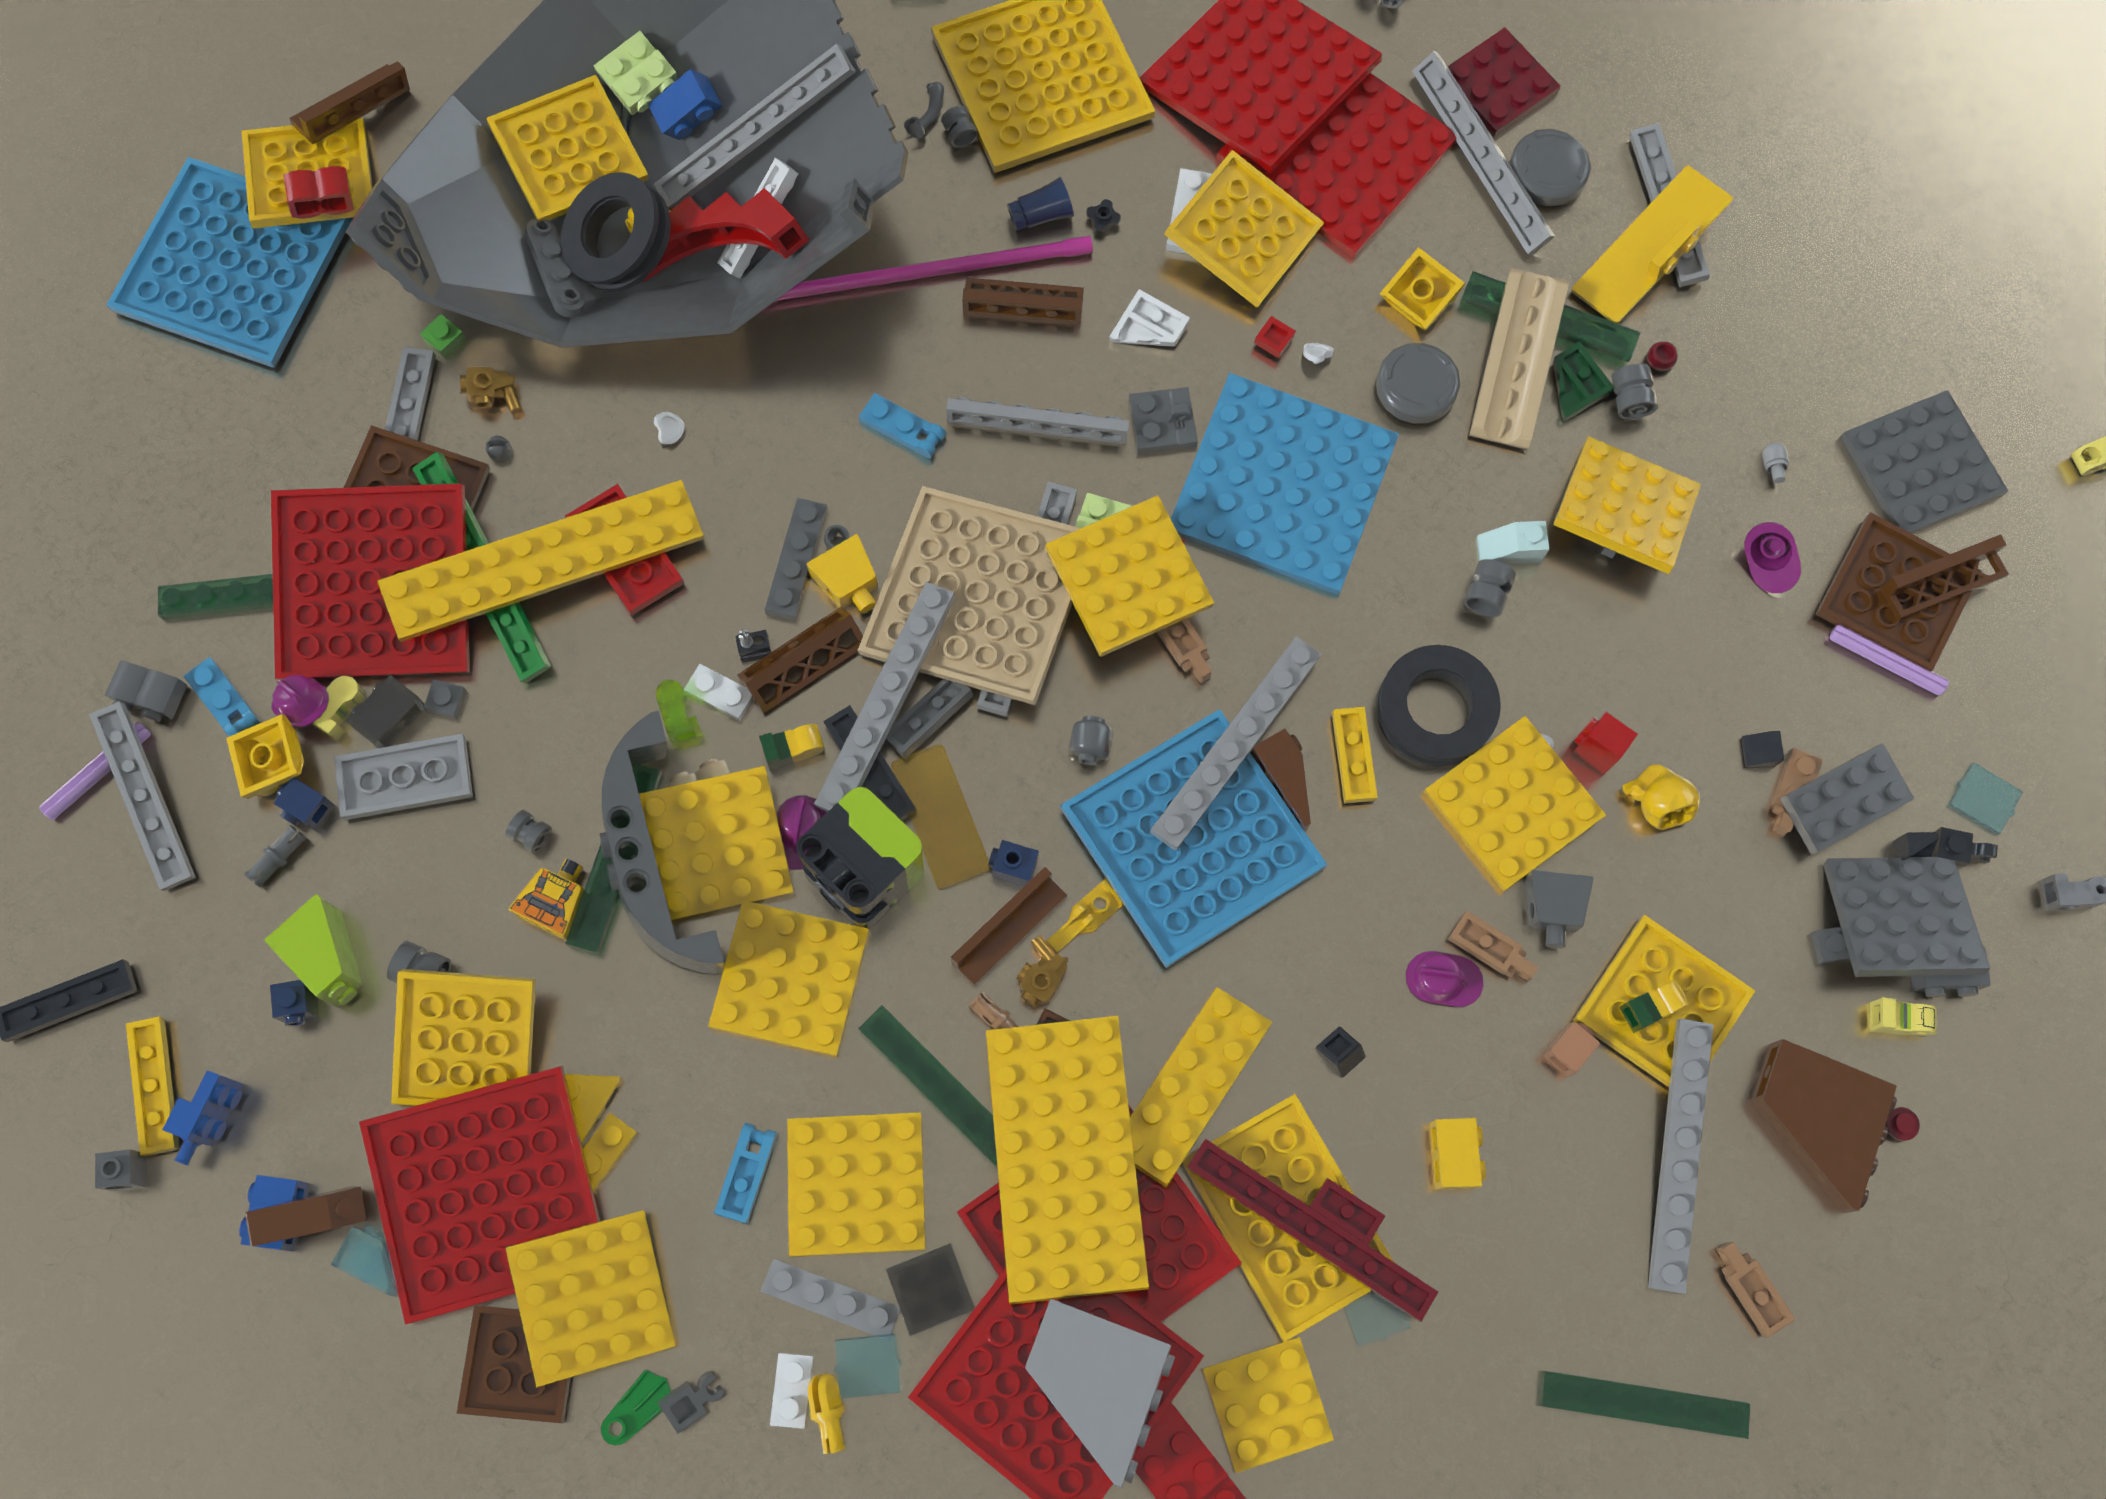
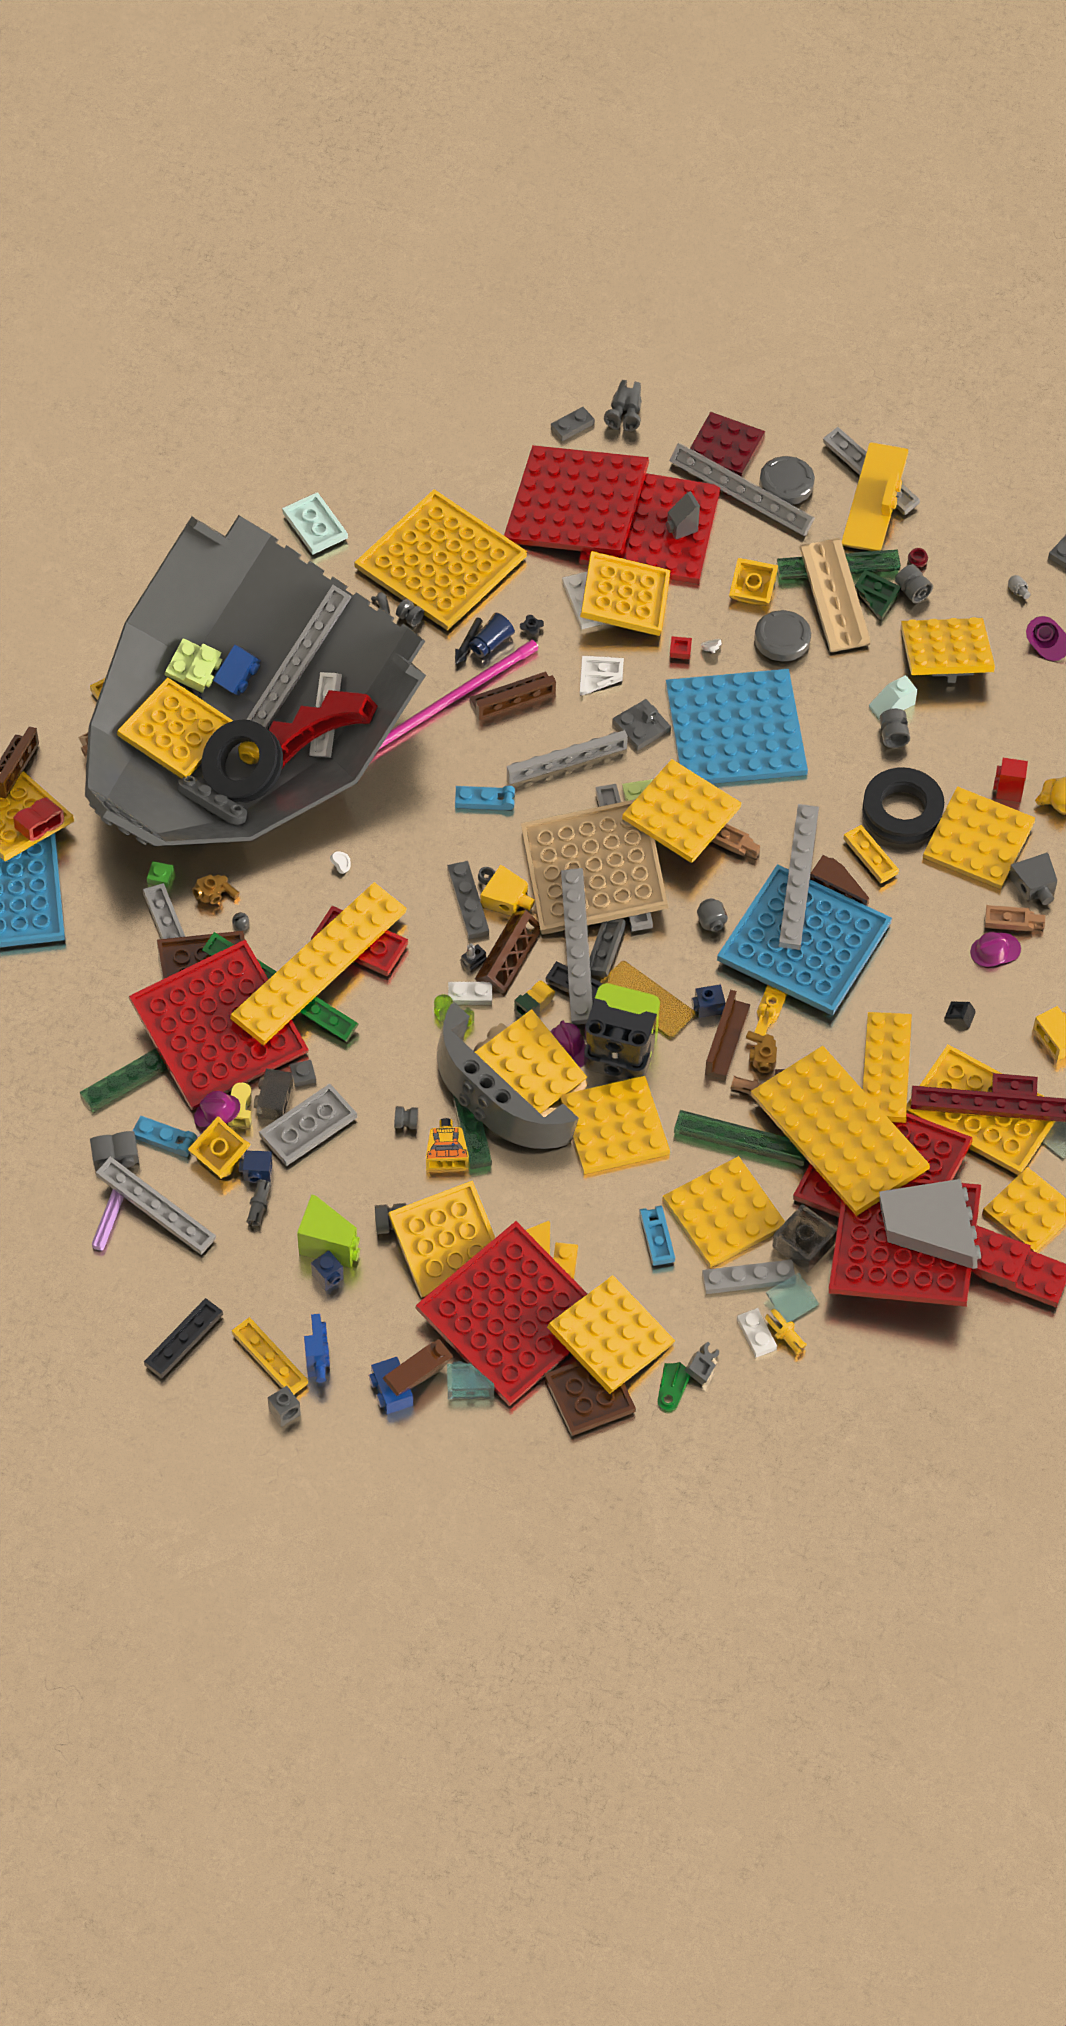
camera: 25 degrees left, 15 degrees down
(989, 213) = (460, 653): none -> black piece
(1378, 157) = (683, 516): none -> dark grey slope

